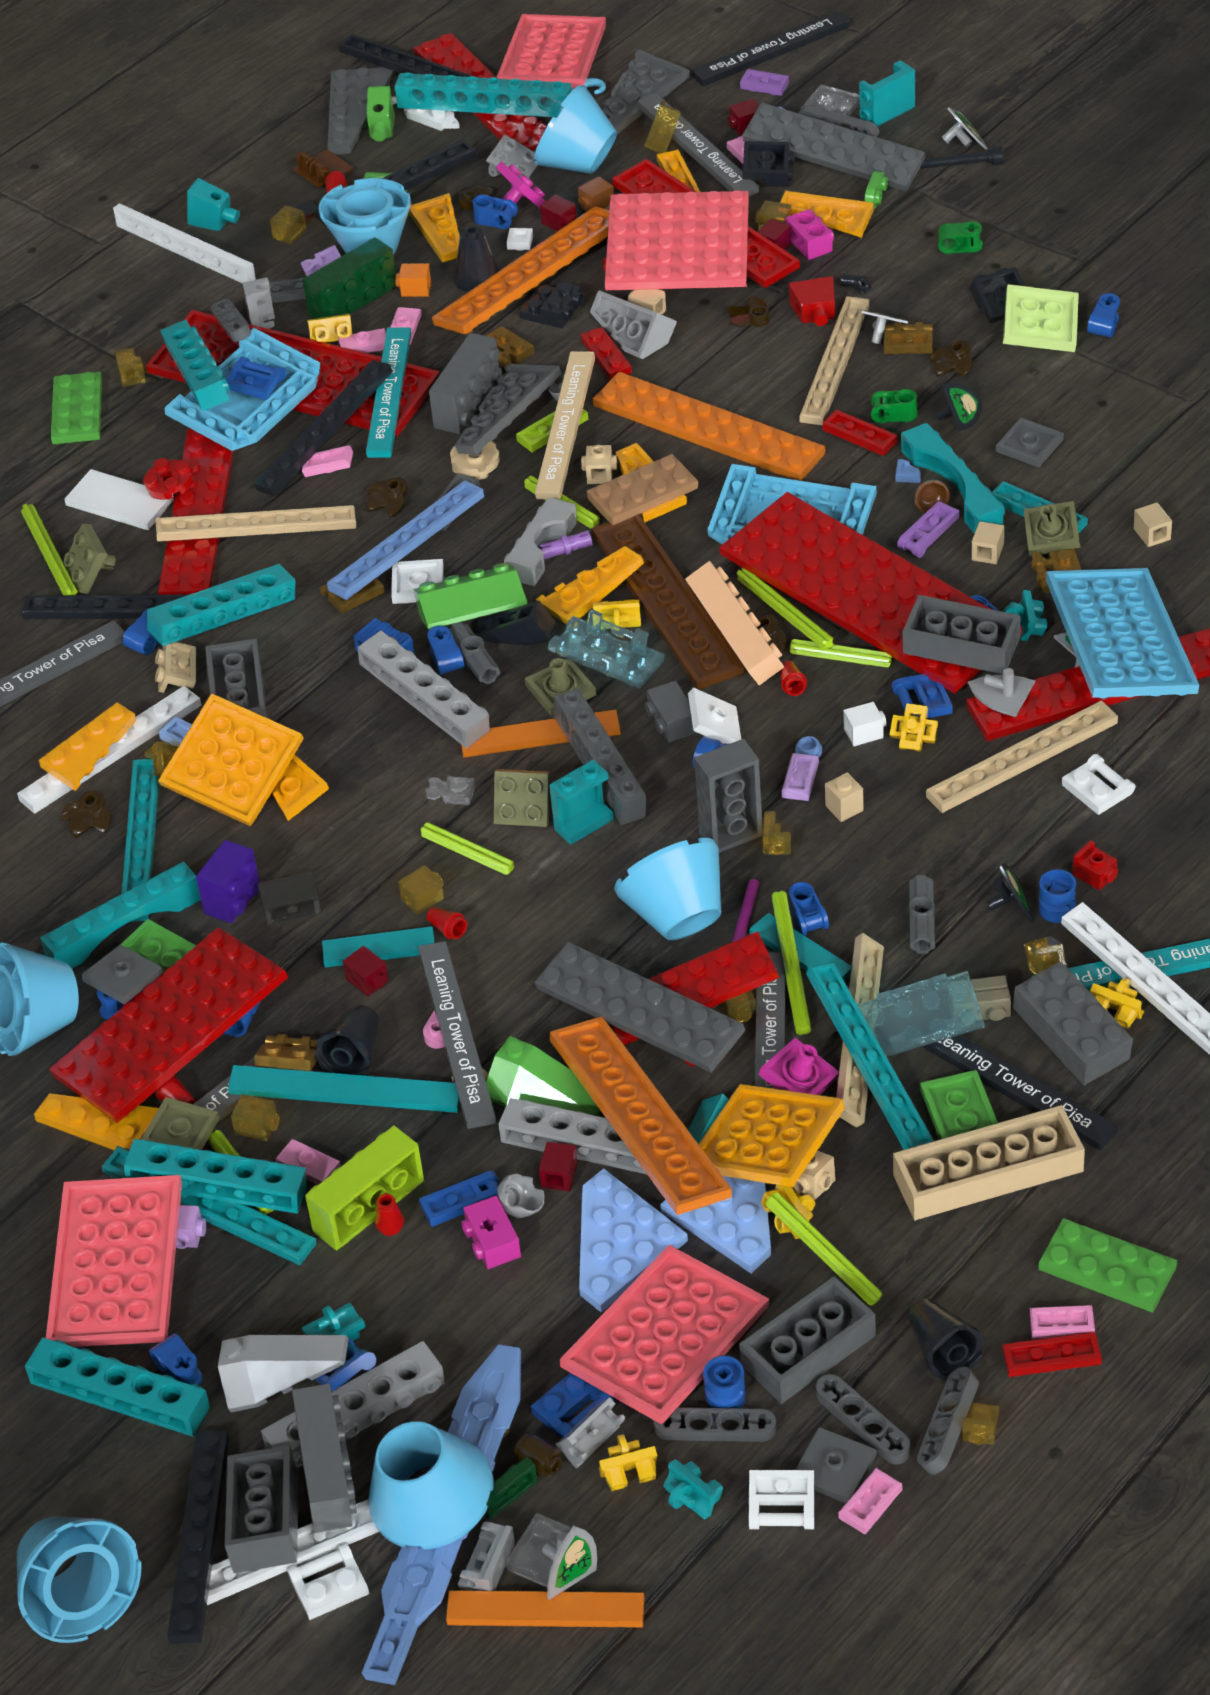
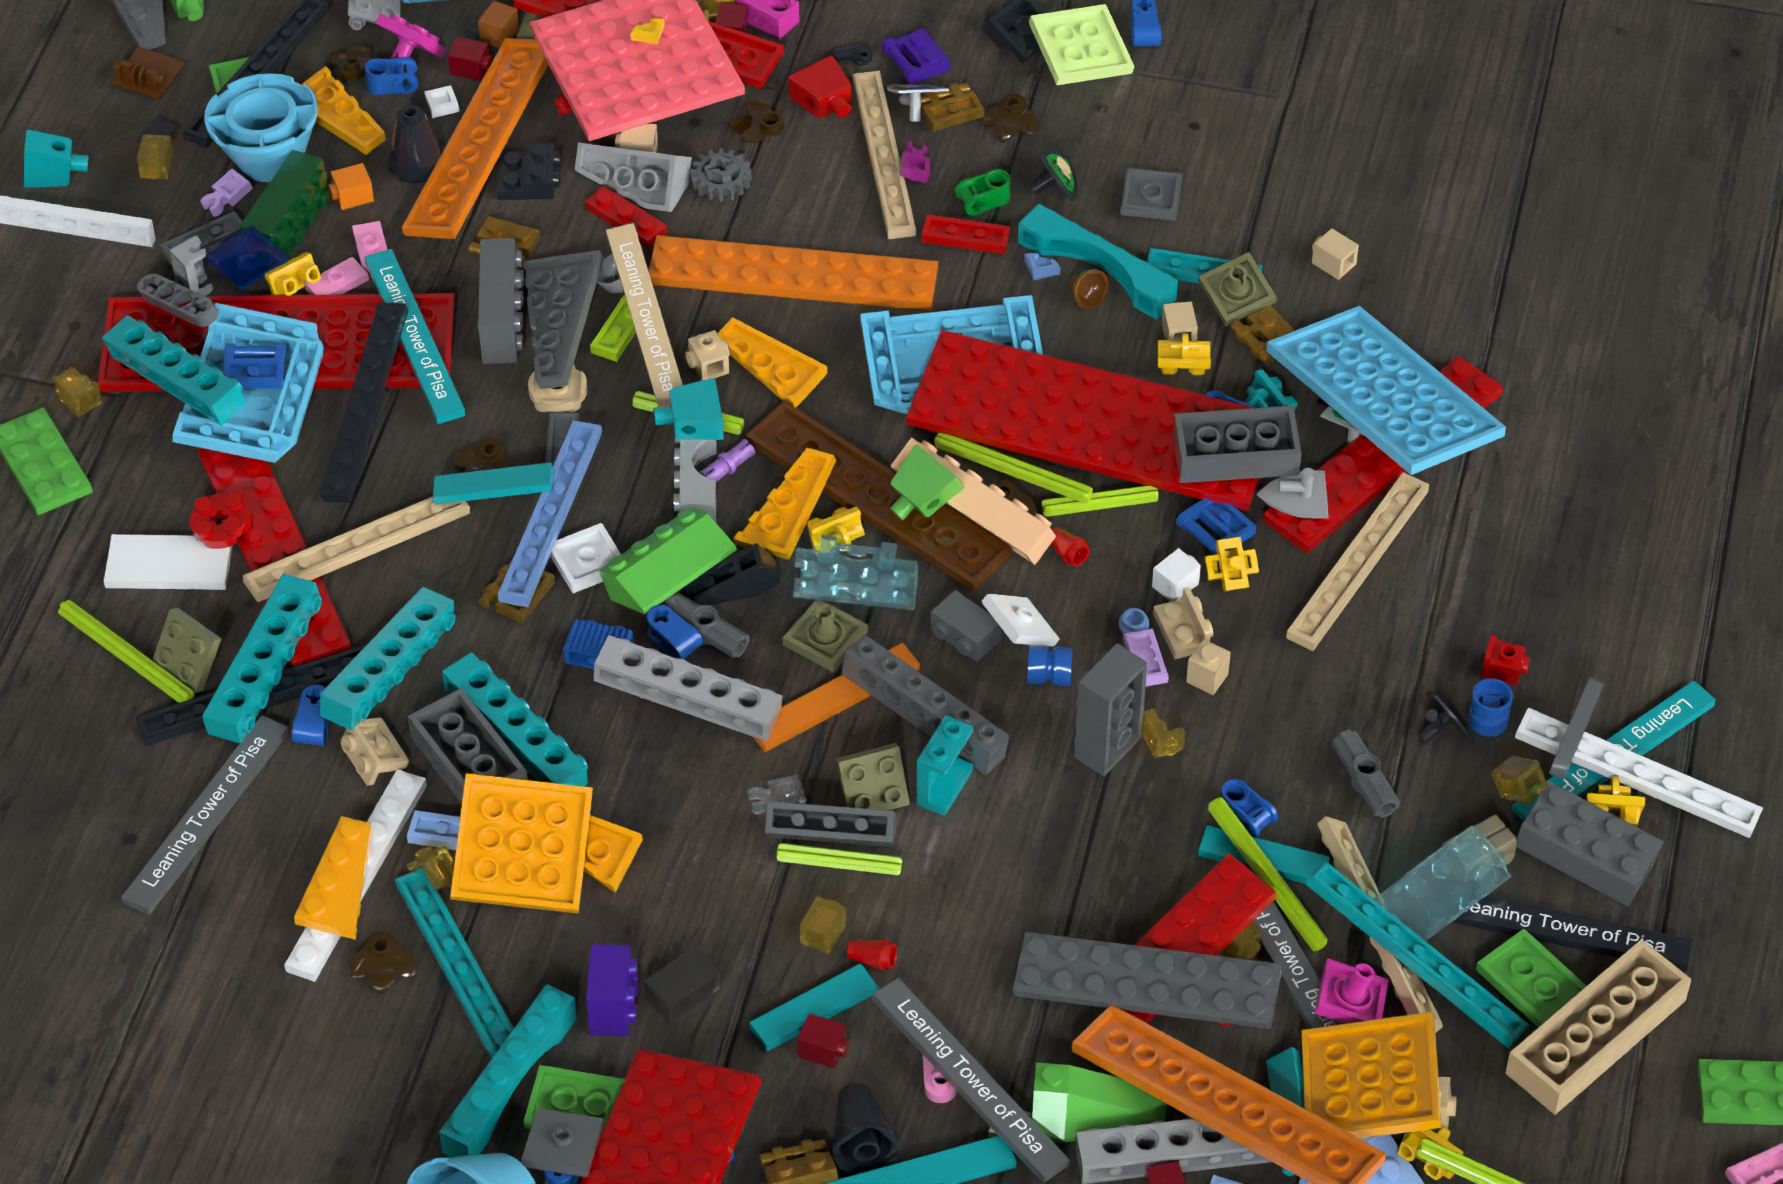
camera: 30 degrees left, 5 degrees up
(132, 578) = (262, 658): none -> teal brick
(286, 678) = (525, 734): none -> teal brick
(298, 303) = (246, 257): none -> clear blue tile
(328, 461) = (392, 441): bright pink plate -> none
(335, 179) = (181, 93): red cone -> none
(377, 507) = (493, 483): none -> teal tile
(471, 819) = (831, 824): none -> dark grey brick
(554, 496) = (693, 411): none -> teal torso
(642, 489) = (776, 372): medium nougat plate -> none
(675, 888) = (1116, 837): medium azure cone -> none
(693, 222) = (648, 32): none -> yellow tile
(695, 341) = (721, 175): none -> dark grey gear
(695, 596) = (923, 485): none -> bright green torso
(746, 909) = (1182, 838): magenta bar -> none
(848, 758) = (1183, 624): none -> tan bracket
(852, 372) = (914, 163): none -> magenta plate
(913, 293) = (921, 50): none -> dark purple plate
(928, 529) = (1106, 326): medium lavender plate -> none
(975, 563) = (1184, 354): none -> yellow hips
(1093, 790) = (1445, 574): white plate -> none
(1110, 928) = (1576, 728): none -> dark grey beam

